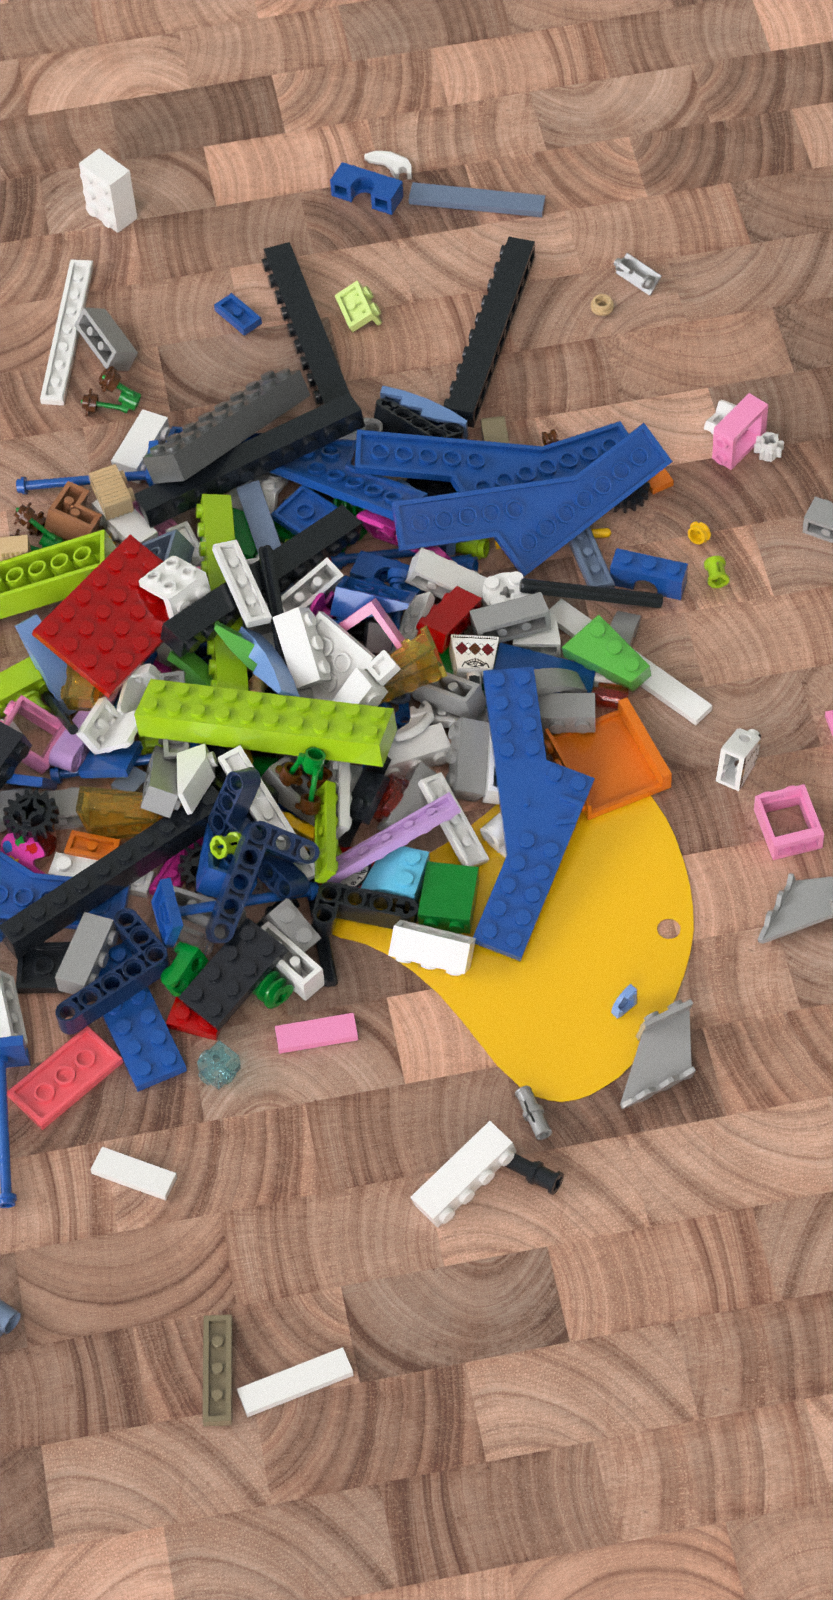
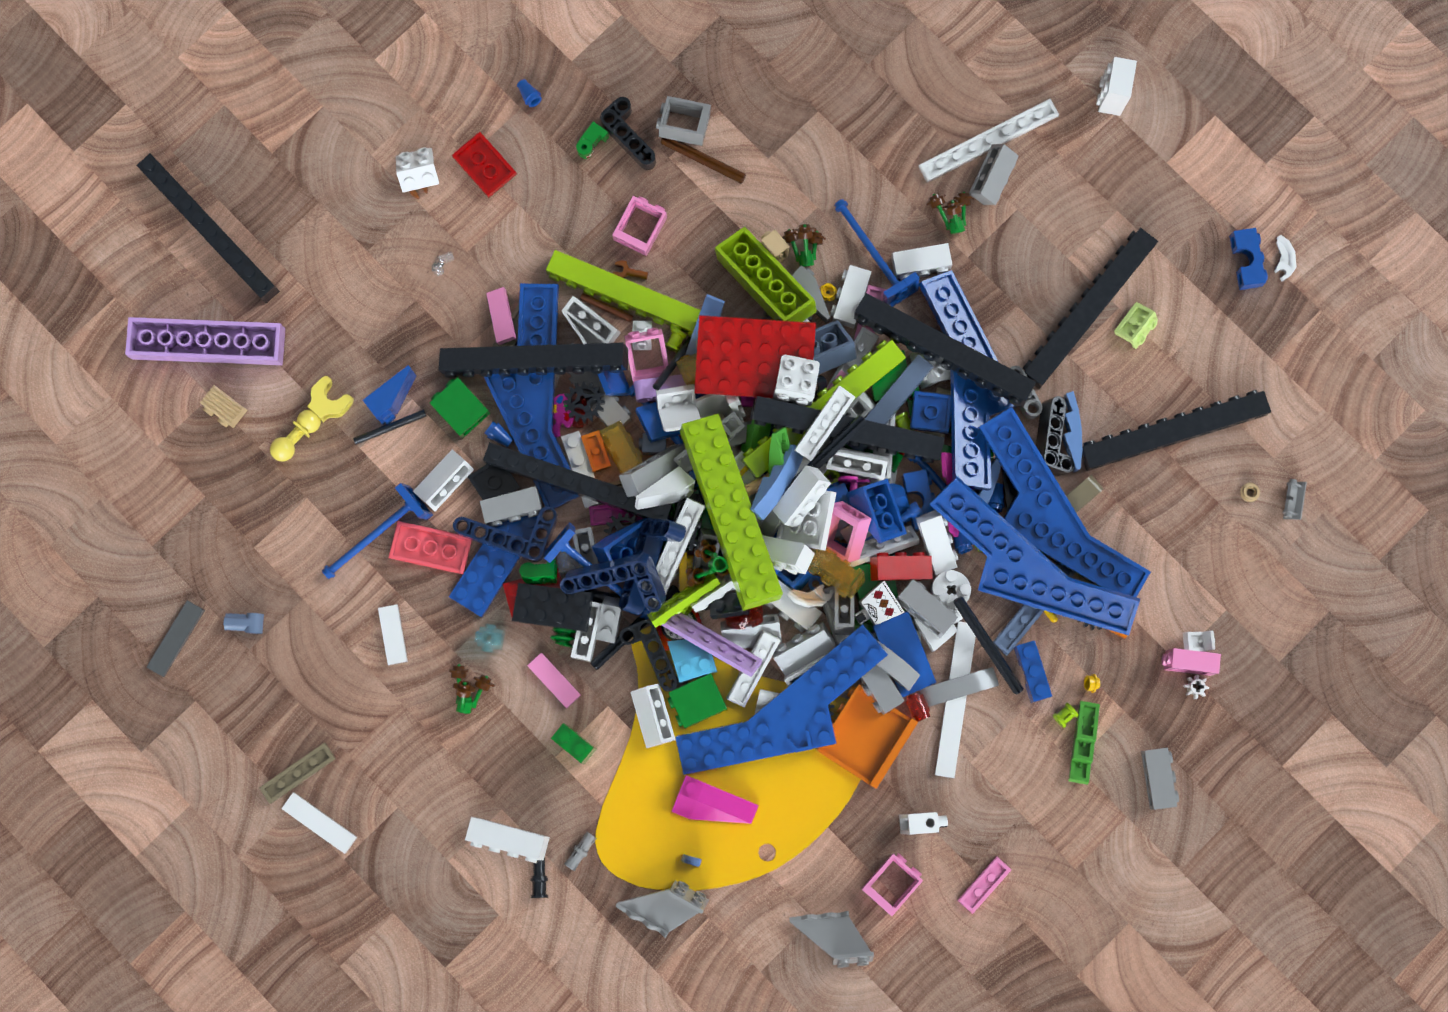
camera: 55 degrees right, 25 degrees up
(69, 514) = (828, 258): nougat brick -> none
(111, 491) = (862, 274): tan brick -> none
(225, 426) = (960, 315): dark grey brick -> none
(226, 841) = (630, 546): lime bush -> none
(238, 314) = (1076, 246): blue plate -> none
(256, 1113) = (464, 689): none -> reddish brown plant
(383, 667) = (818, 560): white plate -> none
(404, 1038) = (573, 743): none -> green brick
(477, 199) = (1291, 342): sand blue tile -> none
(549, 438) = (1105, 533): reddish brown bush -> none
(569, 949) = (706, 802): none -> dark pink wedge
(607, 653) = (942, 690): bright green wedge -> none
(758, 573) = (1083, 742): none -> bright green slope

